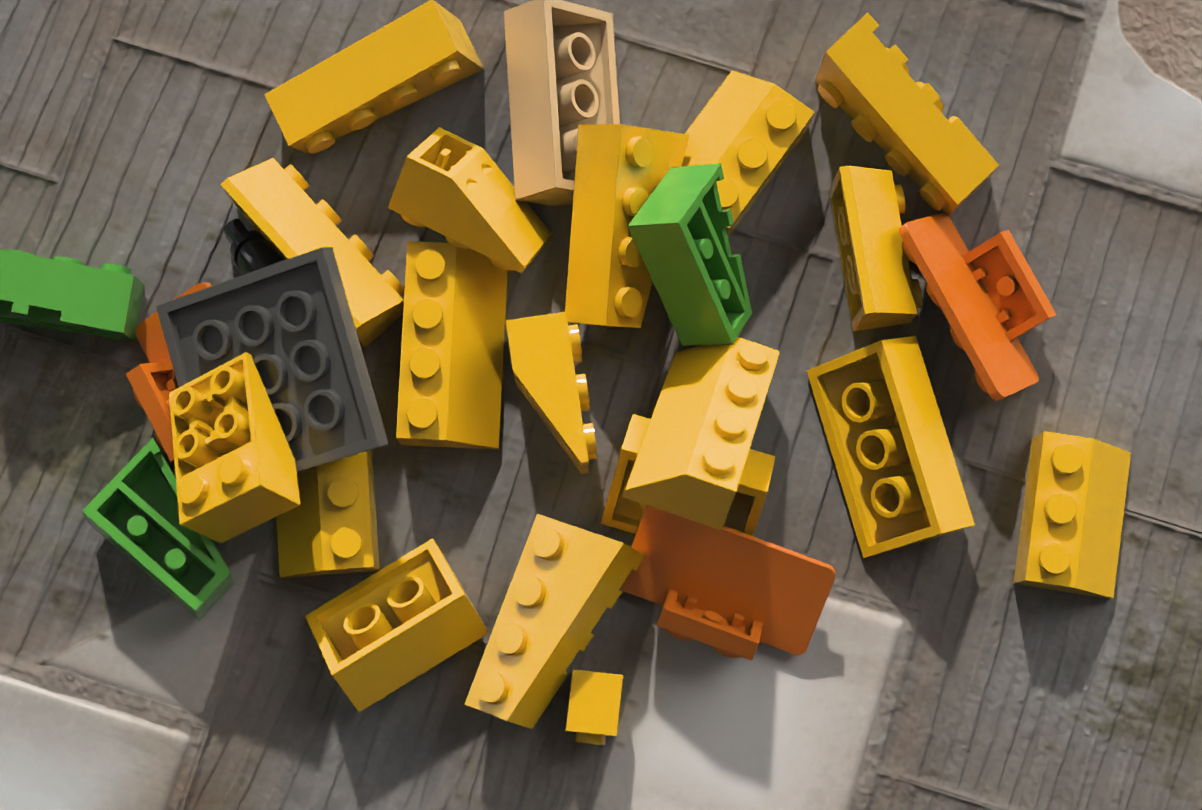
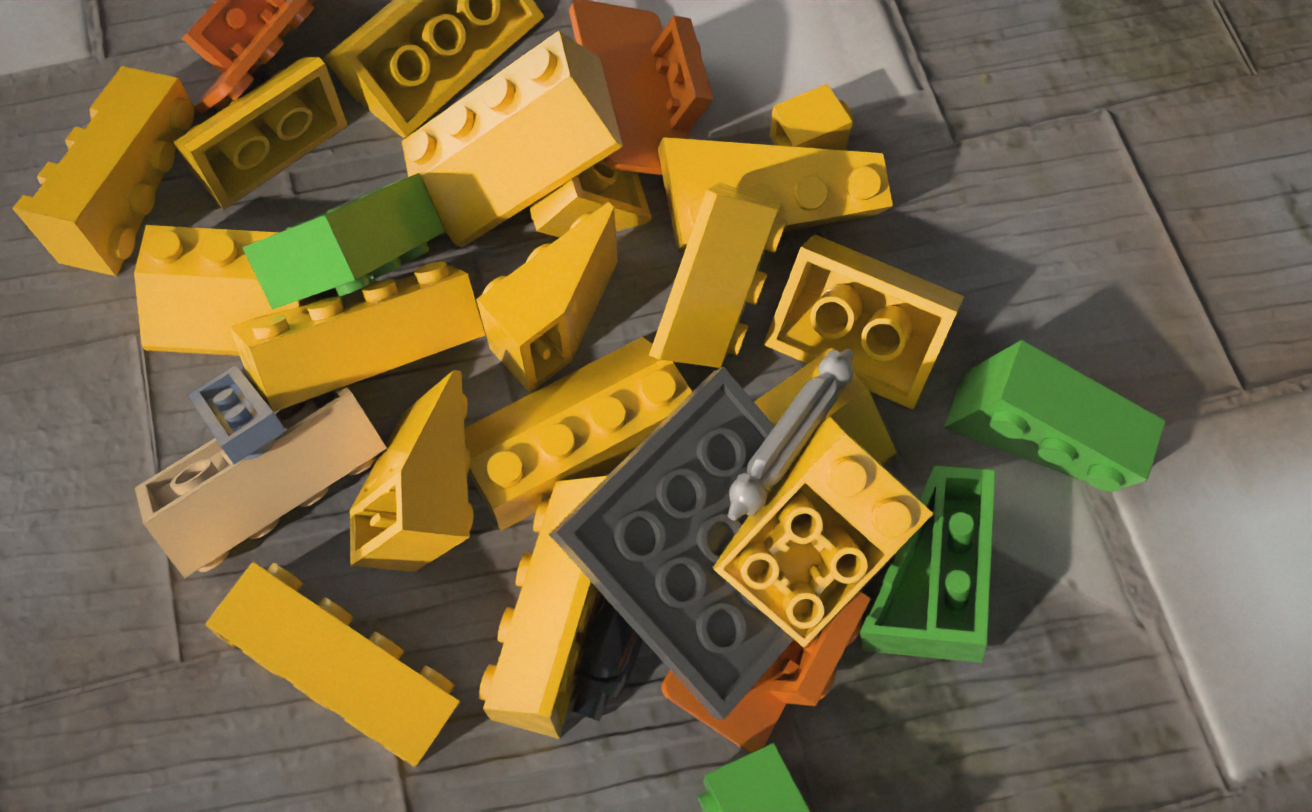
camera: 120 degrees left, 15 degrees down
(214, 703) = (1055, 418): none -> bright green wedge
(307, 472) = (790, 434): none -> light grey wheel
(479, 514) = (718, 277): none -> yellow slope
(601, 99) = (237, 415): none -> sand blue plate

